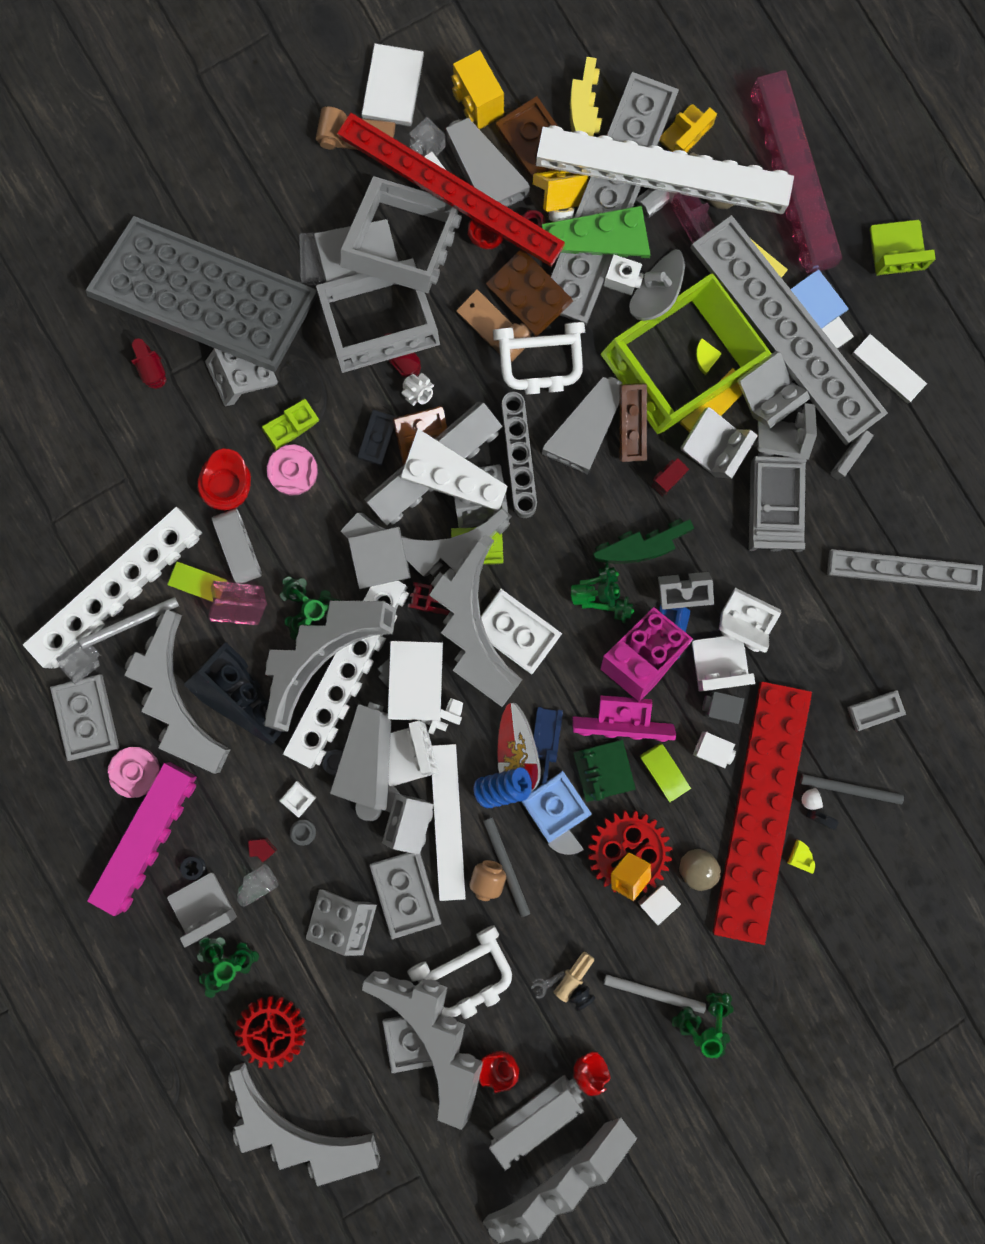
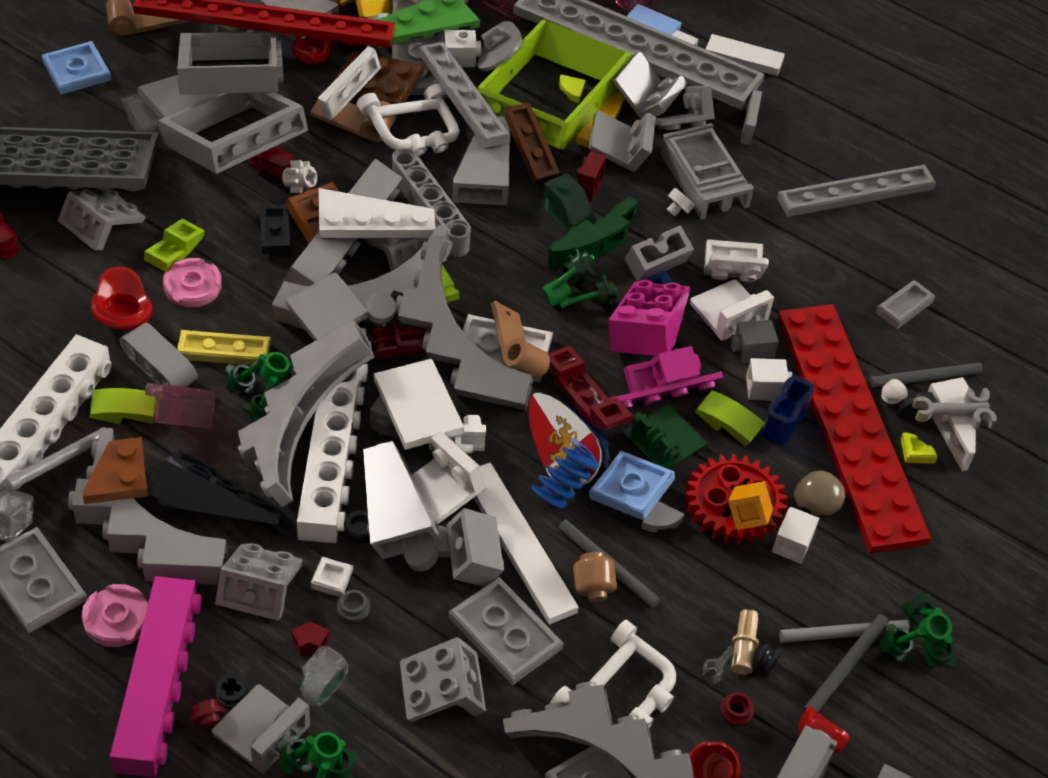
camera: 30 degrees left, 35 degrees down
(166, 661) = (118, 473): none -> dark orange wing
(167, 884) = (207, 713): none -> dark red plate
(243, 782) = (256, 580): none -> light grey bracket
(274, 177) = (76, 67): none -> light blue tile
(293, 549) = (222, 347): none -> light yellow tile
(422, 574) = (380, 307): none -> light grey tile
(498, 299) = (349, 83): none -> white tile
(516, 656) = (515, 350): none -> medium nougat door
(541, 1034) = (741, 702): none -> dark red plate
(559, 710) = (583, 392): none -> dark red slope
(595, 346) = (464, 95): none -> light grey tile
(637, 504) = (567, 202): none -> clear green slope
(639, 720) = (675, 366): none -> dark pink brick
(639, 1025) = (847, 663): none -> dark grey bar
(717, 786) = (788, 410): none -> clear blue brick
(736, 532) = (680, 202): none -> white tile
(850, 844) = (955, 428): none -> white slope
(865, 855) = (973, 406): none -> light grey bar

